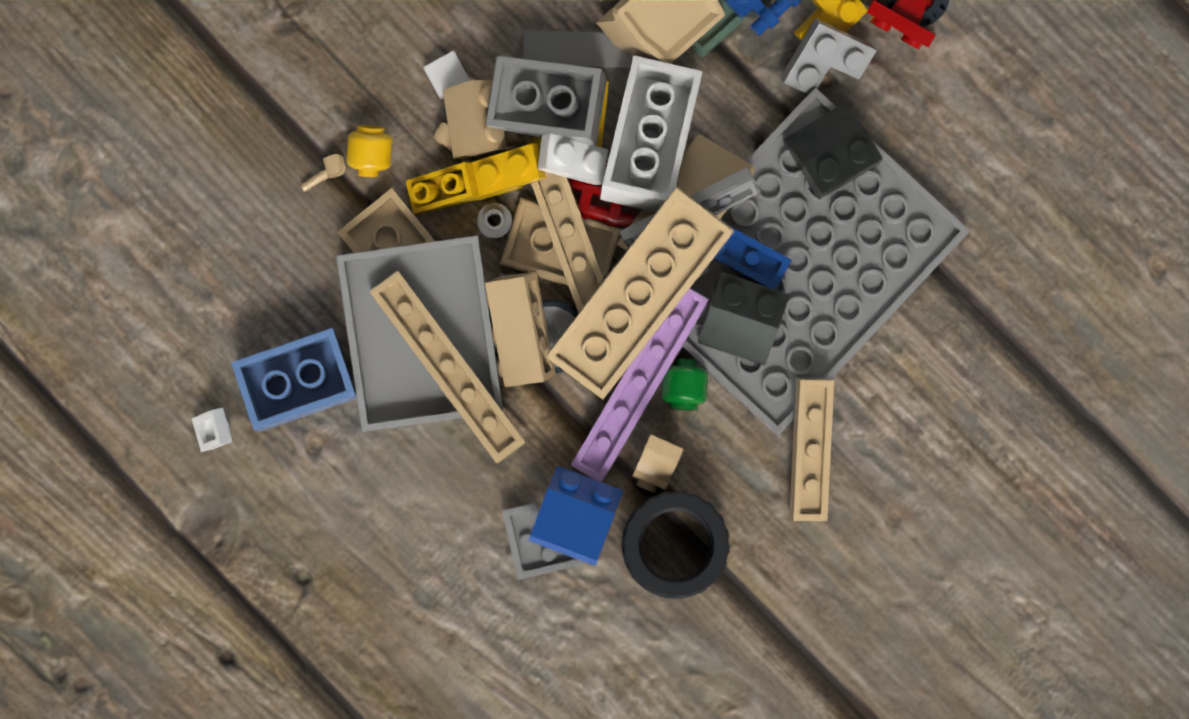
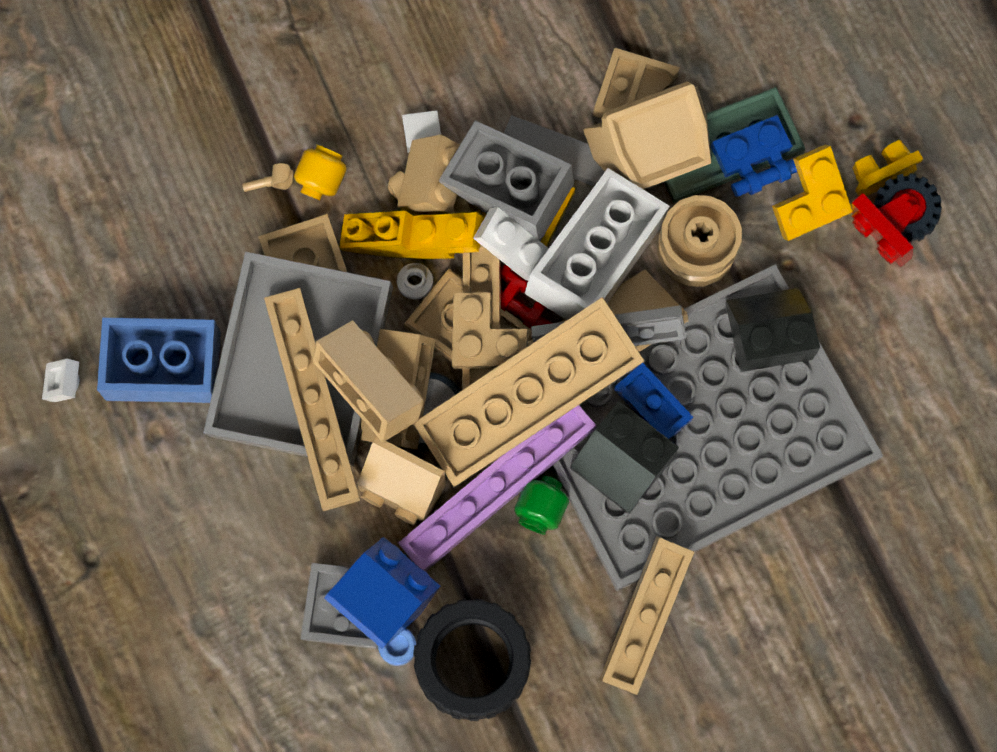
camera: 20 degrees right, 10 degrees down
(494, 336) = (368, 380): none -> tan brick
(553, 412) = (400, 482): none -> tan slope
(571, 260) = (473, 339): none -> tan plate
(609, 556) = (400, 649): none -> light blue tile
(657, 464) = (485, 570): tan arch -> none
(745, 71) = (680, 235): none -> tan wheel
(826, 48) = (796, 229): light grey plate -> none

